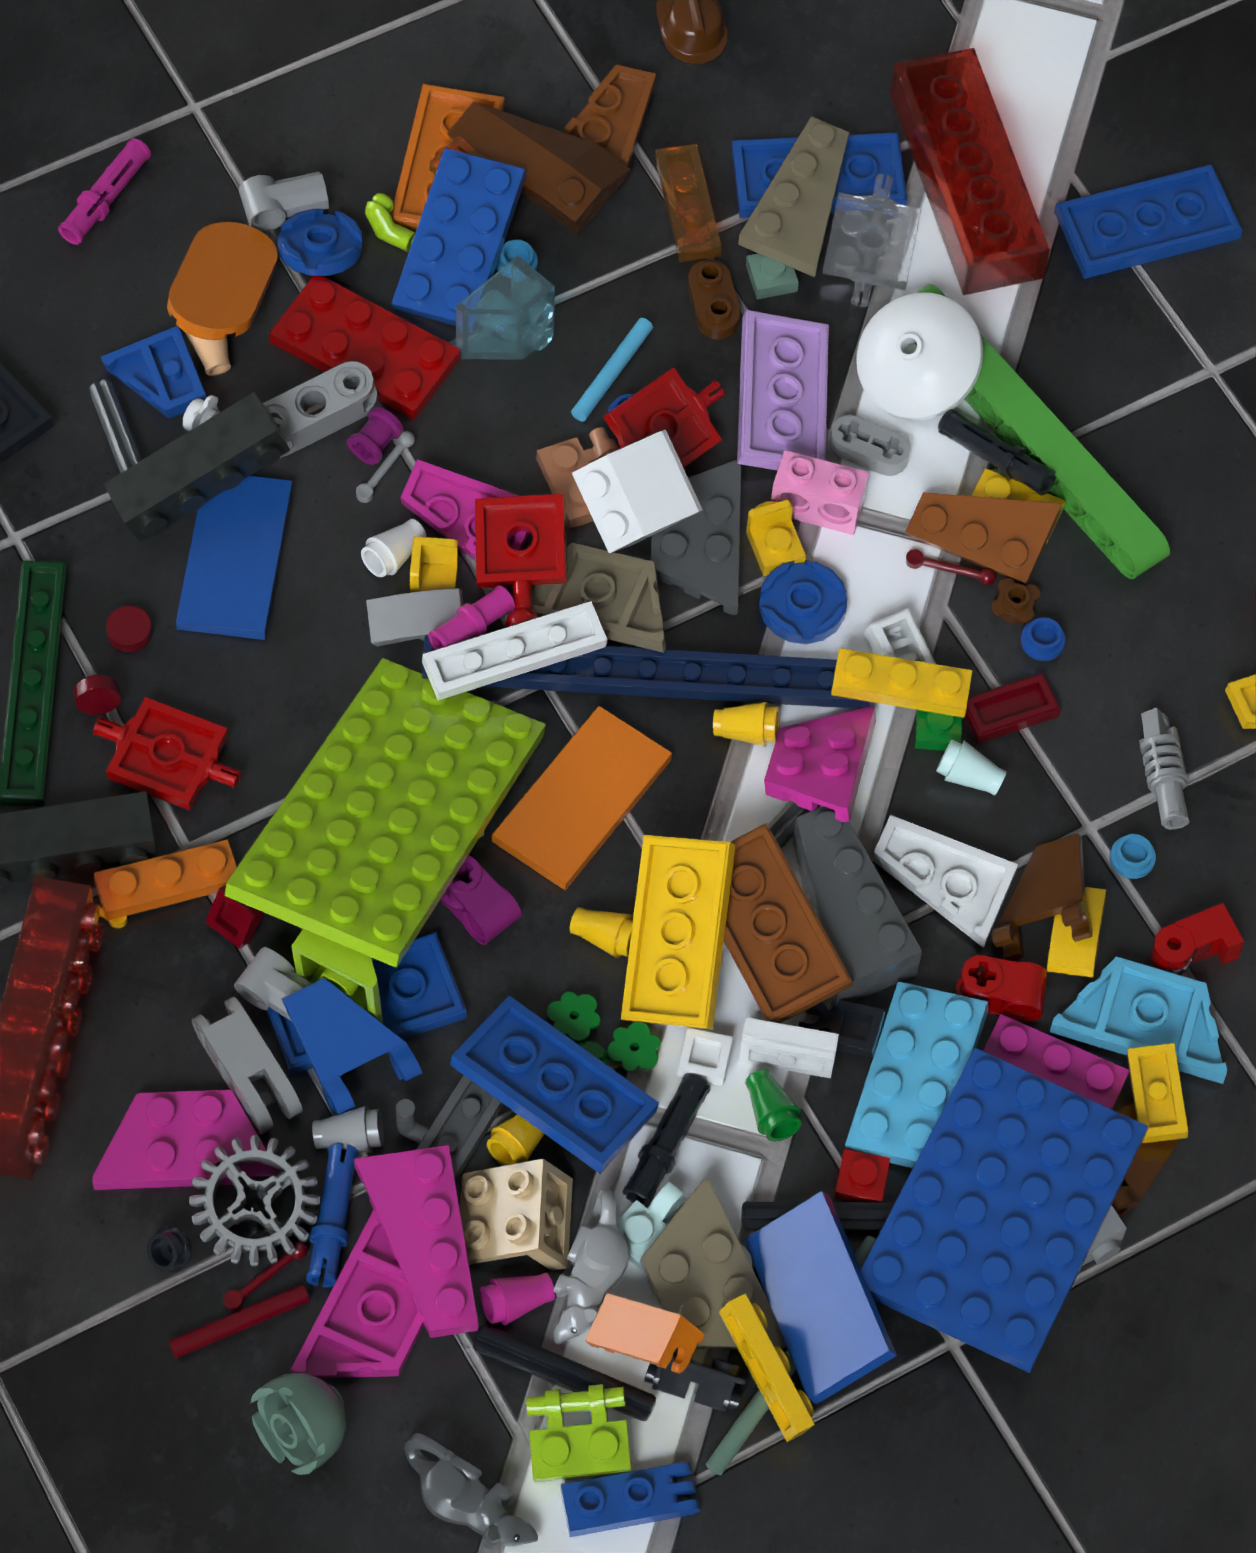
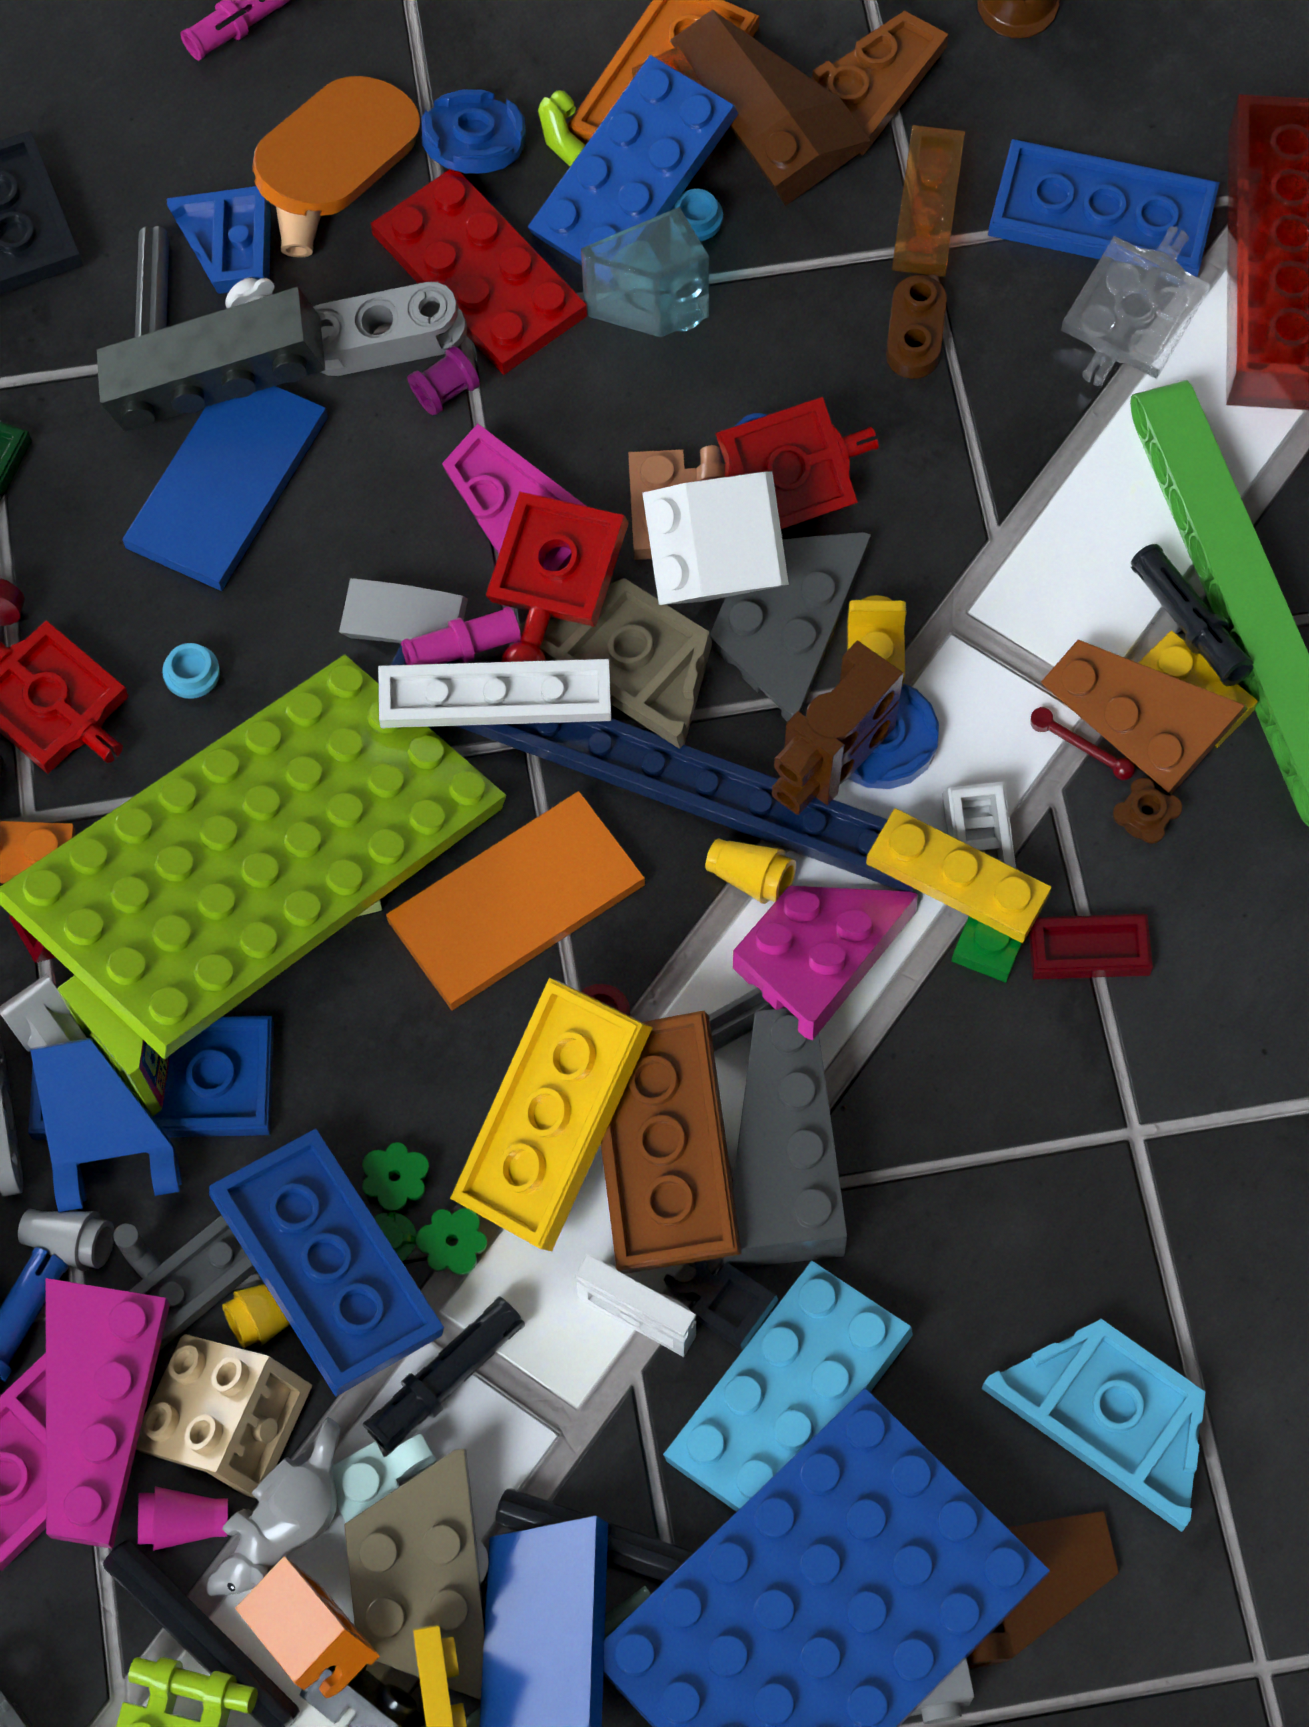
camera: 25 degrees right, 5 degrees up
(129, 629) = (68, 532): dark red tile -> none
(269, 703) = (191, 670): none -> medium azure plate
(272, 201) = (435, 67): light grey piece -> none
(364, 491) = (410, 445): light grey hinge -> none
(390, 549) = (408, 523): white cone -> none
(433, 564) = (445, 559): yellow panel -> none
(481, 904) = (336, 995): magenta piece -> none
(604, 929) = (470, 1076): yellow cone -> none
(612, 369) = (760, 378): medium azure bar -> none
(705, 1055) = (533, 1281): white plate -> none
(770, 277) = (999, 314): sand green plate -> none
(772, 1107) = (591, 1378): green cone -> none
(781, 389) = (954, 467): lavender tile -> none
(781, 602) = (838, 730): none -> reddish brown hips
(797, 204) = (1054, 240): dark tan wing -> none
(821, 491) = (951, 601): bright pink brick -> none
(861, 1177) = (670, 1504): red plate -> none
(870, 445) = (1034, 565): light grey beam -> none
(938, 371) = (1161, 482): white dish -> none
(947, 875) = (927, 1140): white wing -> none
(970, 768) = (1007, 1010): light aqua cone -> none
(1007, 985) = (947, 1314): red piece -> none
(1043, 639) = (1163, 871): blue plate -> none
(1048, 887) = (1044, 1202): reddish brown flag -> none
(1057, 1061) = (970, 1438): dark pink wing -> none
(1079, 956) = (1063, 1266): yellow slope -> none
(1132, 856) = (1174, 1190): dark azure plate -> none
(1158, 1092) = (1085, 1522): yellow plate -> none
(1164, 768) = (1257, 1086): light grey hinge -> none
(1197, 939) = (1213, 1327): red leg -> none

